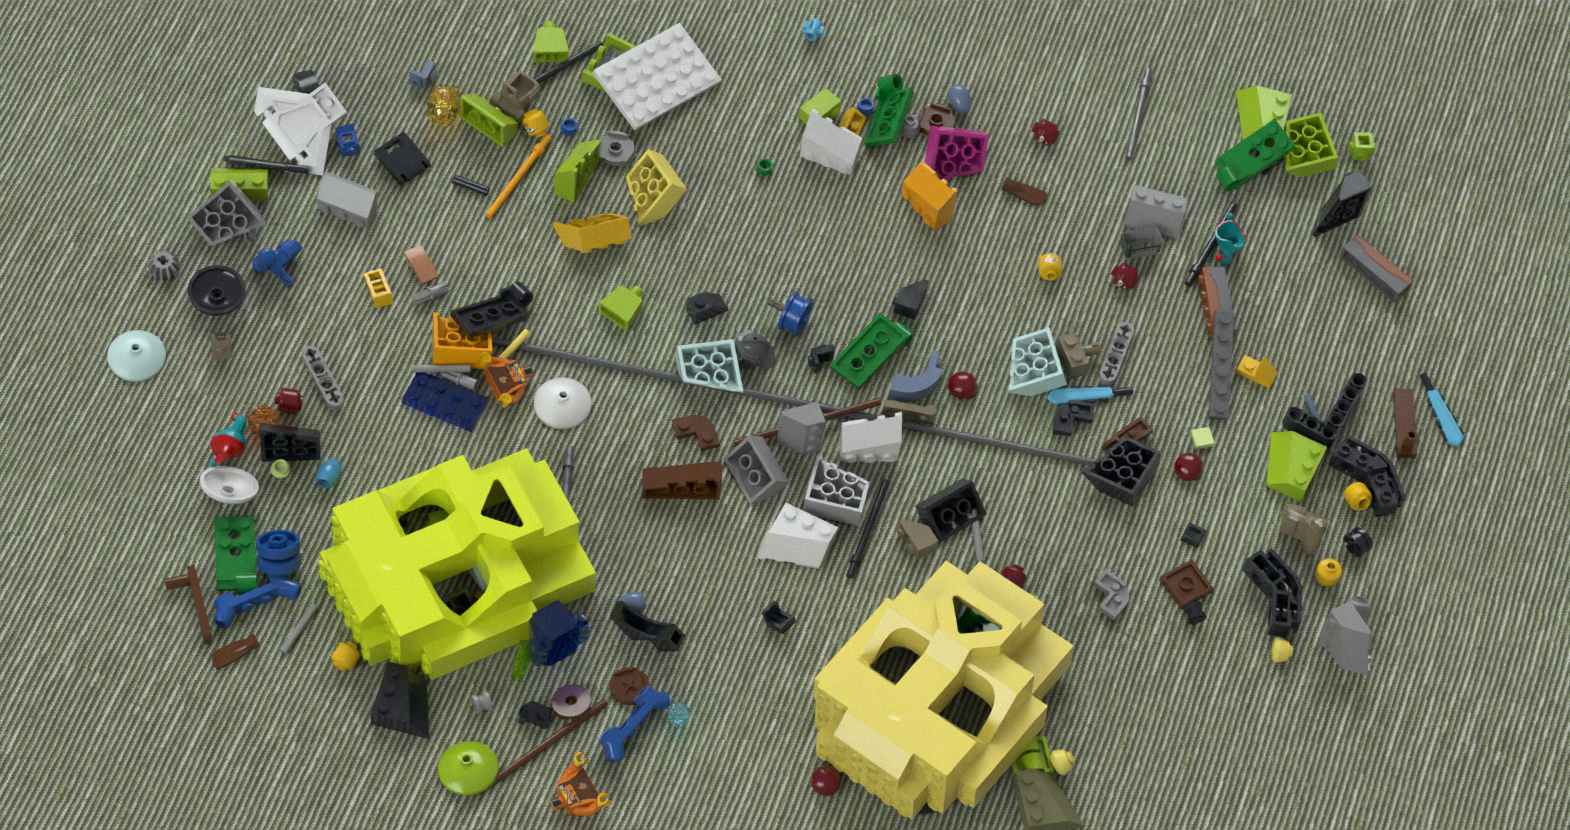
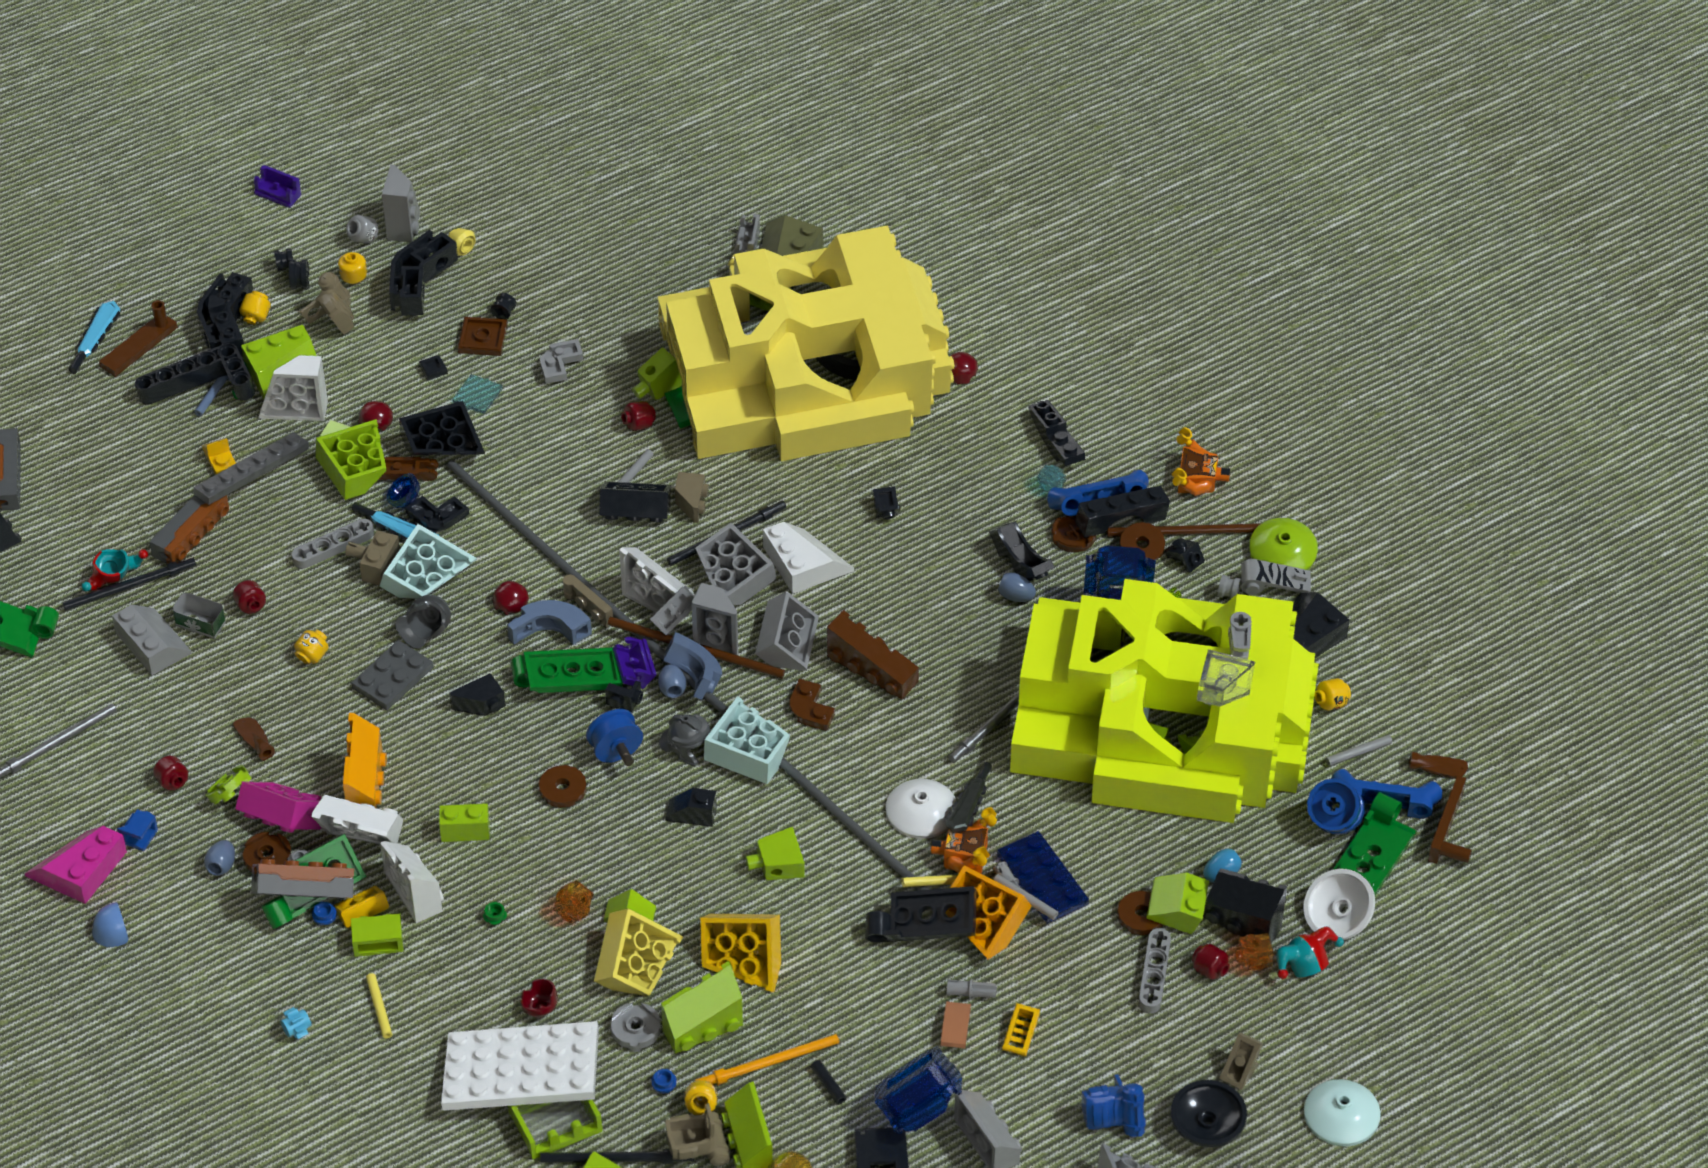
camera: 135 degrees left, 10 degrees down
(339, 425) = (1178, 901): none -> lime slope
(356, 404) = (1127, 913): none -> reddish brown tile
(389, 190) = (918, 1091): none -> clear blue piece
(397, 523) = (1225, 678): none -> clear slope
(413, 571) = (1240, 634): none -> light grey piece
(451, 733) = (1258, 573): none -> light grey door
(528, 404) = (966, 807): none -> pearl dark grey sword
(610, 700) = (1099, 514): none -> black arch
(683, 218) = (630, 900): none -> lime slope
(685, 126) = (540, 998): none -> dark red hair
(704, 759) = (1055, 433): none -> black slope
(721, 195) = (573, 901): none -> clear orange brick
(780, 75) = (379, 1005): none -> light yellow piece
(781, 402) = (696, 662): none -> sand blue arch
(800, 385) = (671, 681): none -> sand blue animal
(807, 267) = (562, 775): none -> reddish brown tile
(834, 422) = (674, 610): none -> light grey hinge
(835, 381) = (635, 662): none -> dark purple hinge
(836, 207) = (464, 822): none -> lime piece
(888, 96) = (302, 880): none -> piece
(895, 156) = (357, 820): none -> white wedge
(983, 285) = (392, 675): none -> dark grey plate
(984, 21) = (109, 927): none -> medium blue helmet
(996, 327) = (423, 620): none -> dark grey helmet
(1000, 140) = (224, 787): none -> lime plate
(1025, 87) = (139, 829): none -> blue window
(1038, 47) = (81, 864): none -> dark pink wedge
(1082, 796) = (747, 234): none -> light grey hinge
(1106, 413) = (403, 491): none -> clear blue piece
(1142, 534) = (478, 393): none -> clear light blue piece
(1164, 413) = (352, 458): none -> lime wedge
(1247, 434) = (297, 391): none -> white wedge
(1383, 551) = (282, 258): none -> black wheel
(1456, 614) = (277, 186): none -> dark purple hinge

